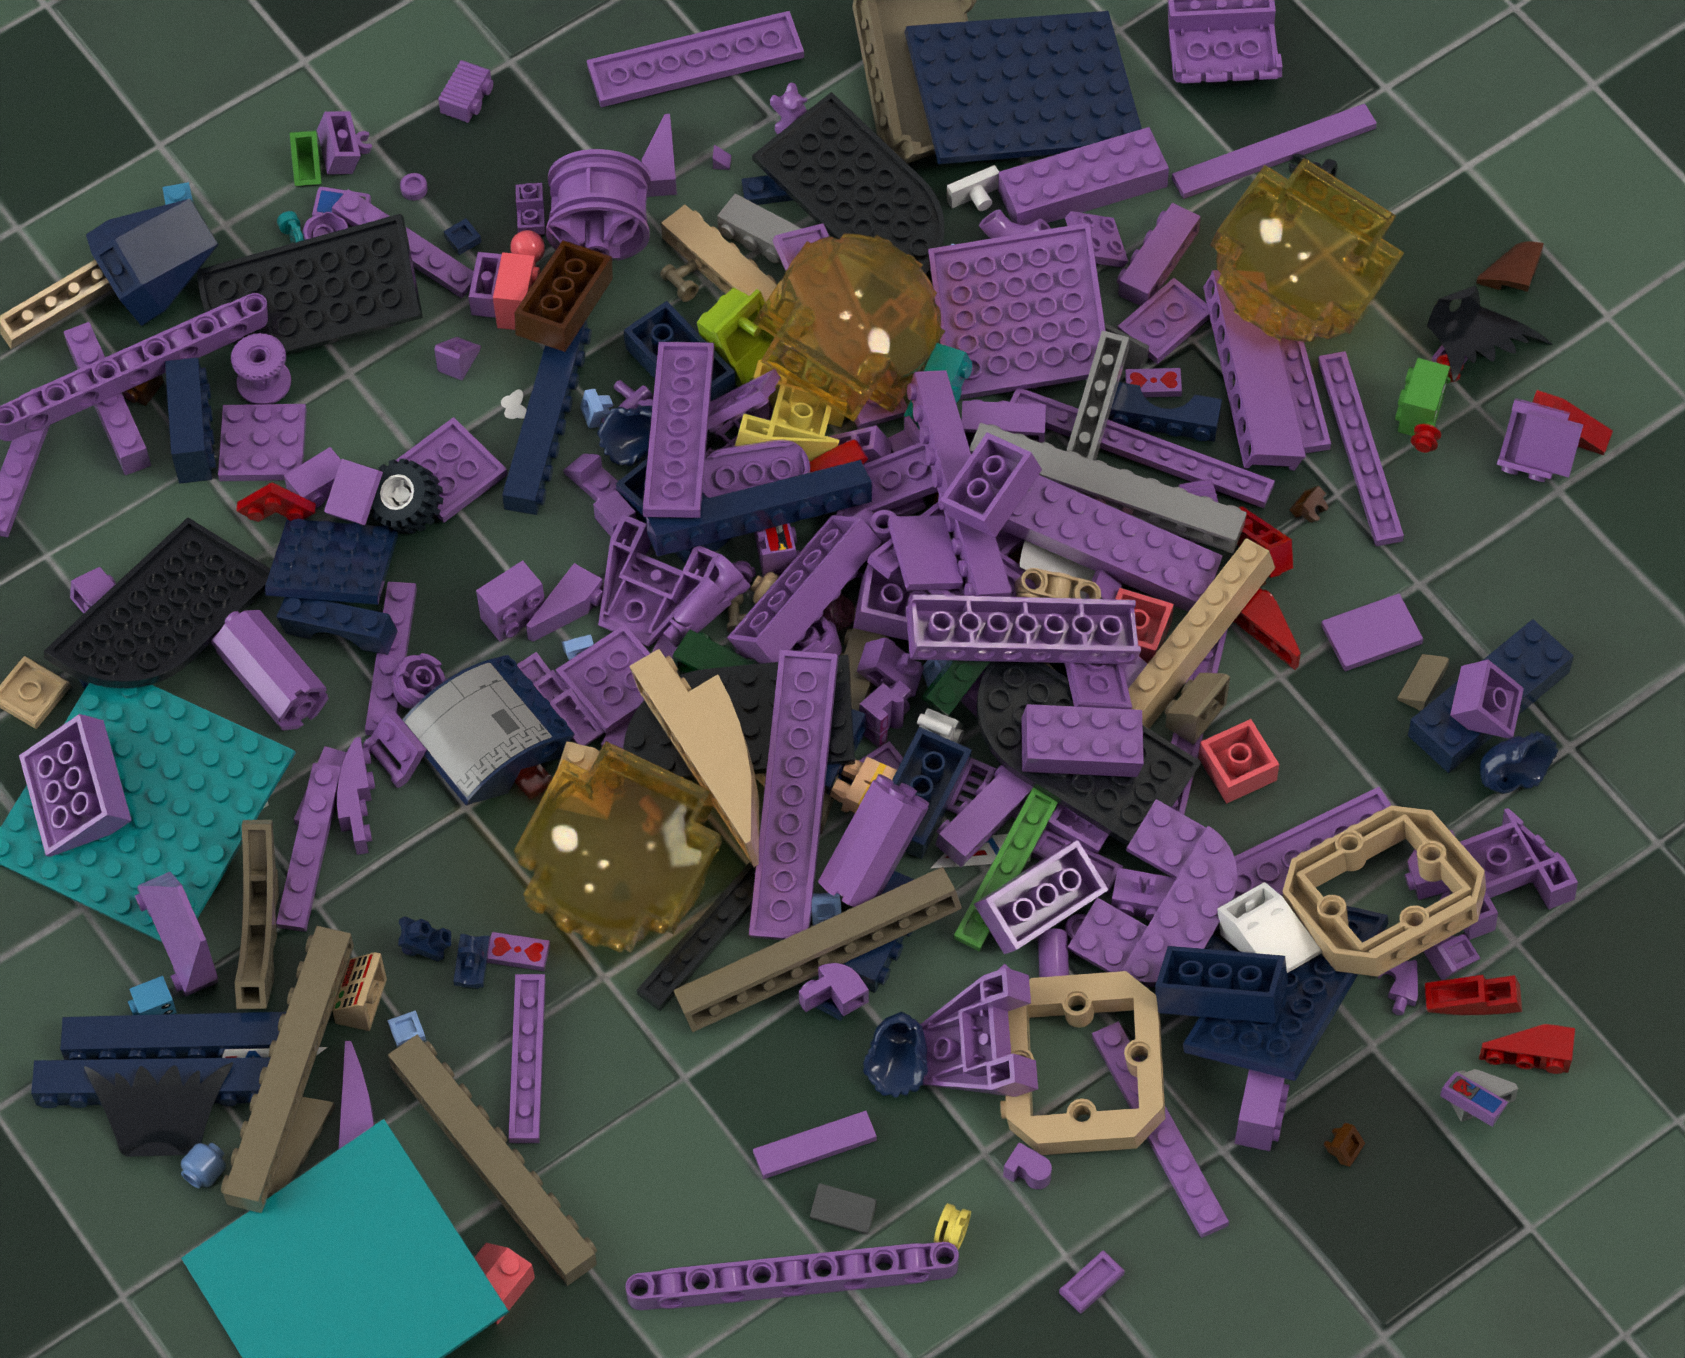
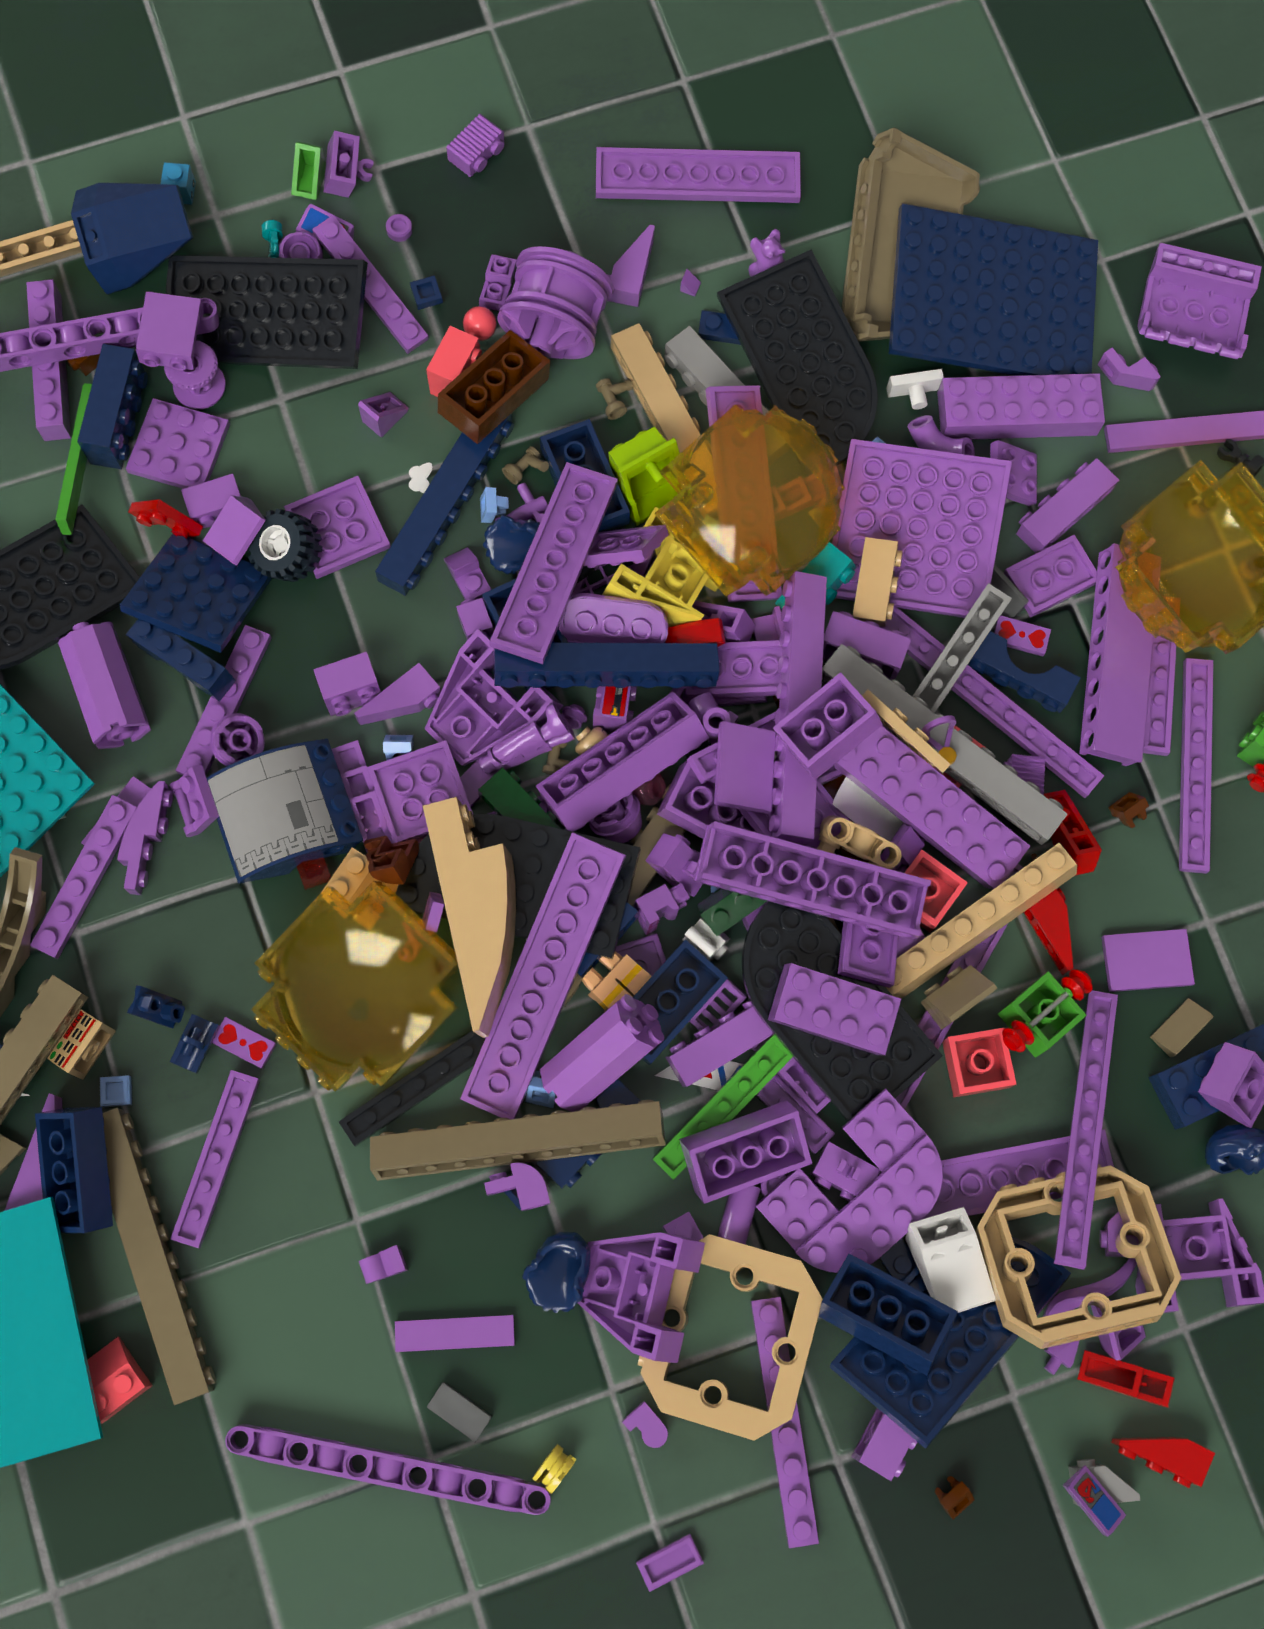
camera: 10 degrees right, 15 degrees up
(170, 476) = (74, 472): none -> bright green tile
(231, 328) = (169, 330): none -> medium lavender panel
(397, 1088) = (75, 1167): none -> dark blue brick
(483, 284) = (426, 347): medium lavender brick -> none
(606, 373) = (532, 458): none -> dark tan piece
(618, 733) = (390, 861): none -> copper slope
(670, 758) = (433, 911): none -> medium lavender tile
(725, 1102) = (383, 1265): none -> medium lavender leg
(995, 364) = (877, 581): none -> tan brick
(1075, 478) = (916, 739): none -> tan wing
(1113, 491) = (946, 752): none -> medium lavender piece
(1188, 120) = (1140, 375): none -> medium lavender slope
(1286, 697) = (1044, 1012): none -> bright green brick
(1357, 781) = (1086, 1131): none -> medium lavender plate

